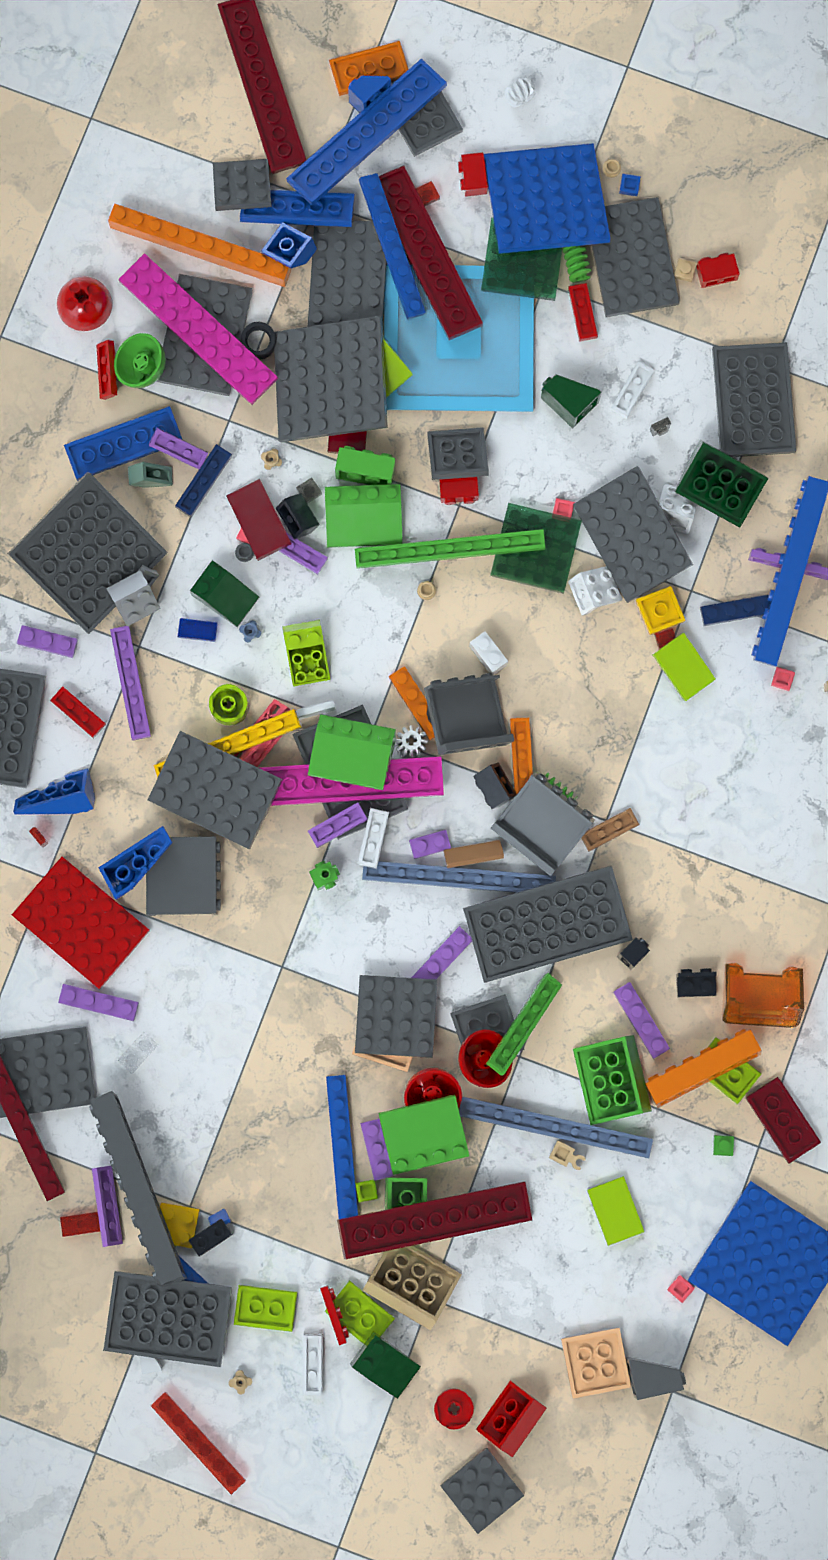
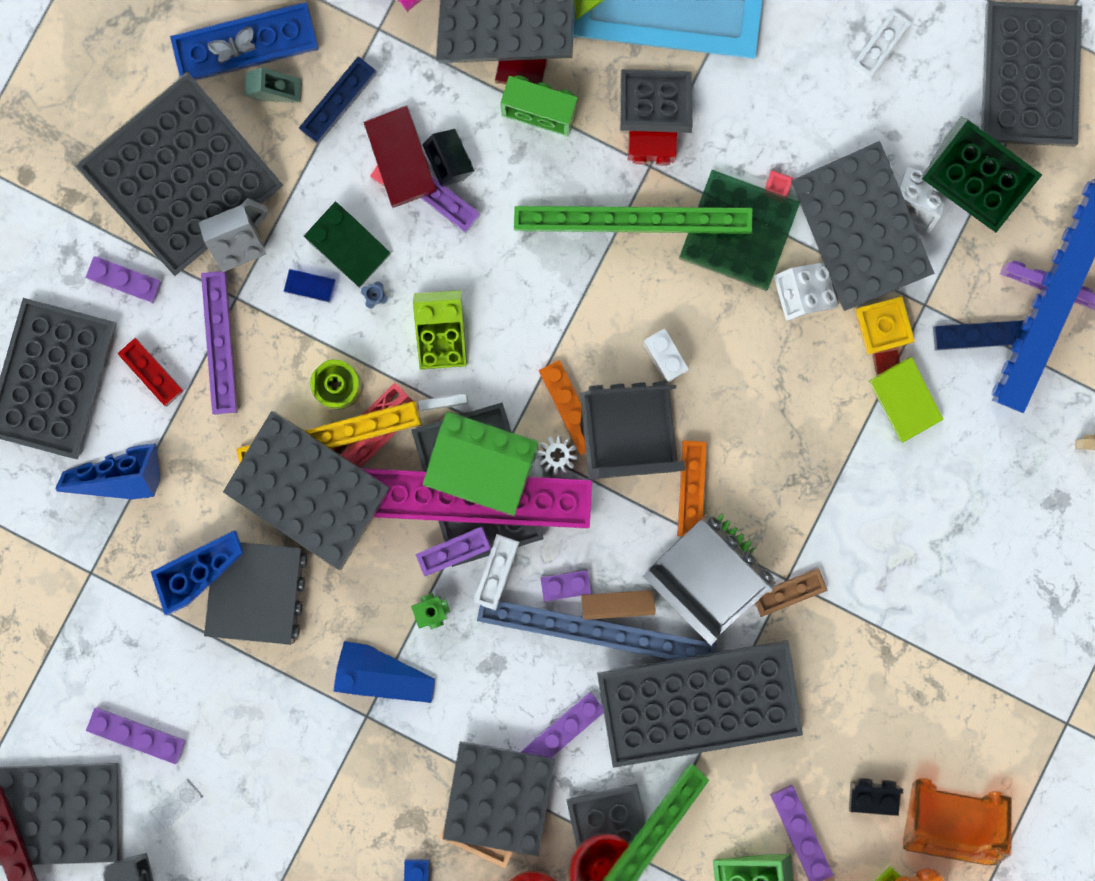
camera: 10 degrees right, 5 degrees up
(38, 836) = (84, 522): clear red tile -> none
(80, 922) = (124, 635): red plate -> none
(111, 452) = (233, 48): none -> dark grey piece
(178, 448) = (309, 56): medium lavender plate -> none
(244, 552) = (377, 196): dark grey plate -> none
(271, 454) = (427, 76): tan plate -> none
(287, 931) = (374, 674): none -> blue wedge
(309, 490) = (466, 127): clear smoke plate -> none
(363, 515) = (530, 165): bright green slope -> none
(426, 590) = (597, 268): tan plate -> none
(494, 785) = (654, 523): black brick -> none
(569, 398) = (803, 46): dark green slope -> none
(634, 953) = (804, 754): black brick -> none
(660, 427) = (912, 95): clear smoke plate -> none
(782, 678) = (1026, 428): coral tile -> none

